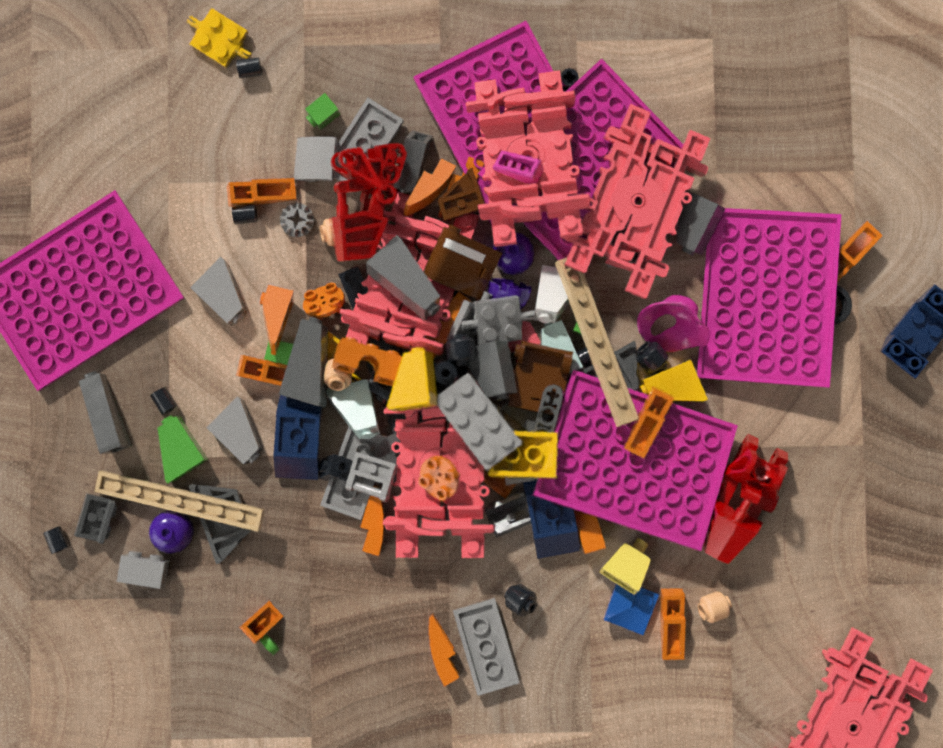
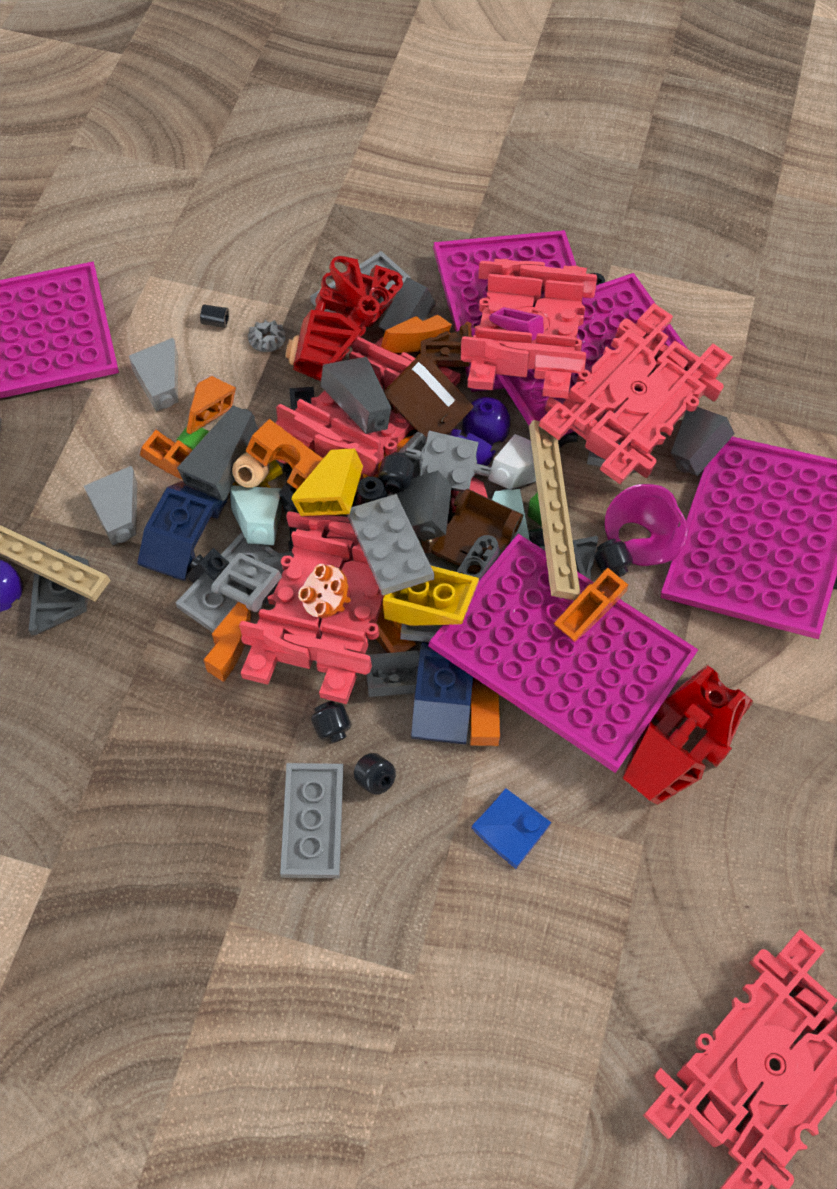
camera: 15 degrees right, 25 degrees down
(163, 400) = (50, 455): black piece -> none
(178, 449) = (43, 505): bright green slope -> none
(219, 37) = (254, 175): yellow plate -> none
(249, 68) = (272, 202): black piece -> none
(261, 191) = (241, 300): orange slope -> none
(261, 622) = (50, 709): orange slope -> none
(269, 644) = (49, 738): bright green tile -> none
(314, 159) = (304, 287): light grey slope -> none
(322, 112) = (327, 249): bright green brick -> none
(323, 301) = (263, 407): orange plate -> none
(441, 652) = (254, 809): orange slope -> none
(474, 569) = (331, 721): none -> black head
(628, 566) = (519, 772): light yellow torso -> none
(672, 623) = (558, 864): orange slope -> none
(678, 381) = (644, 592): yellow slope -> none
(714, 607) = (618, 856): light nougat head -> none

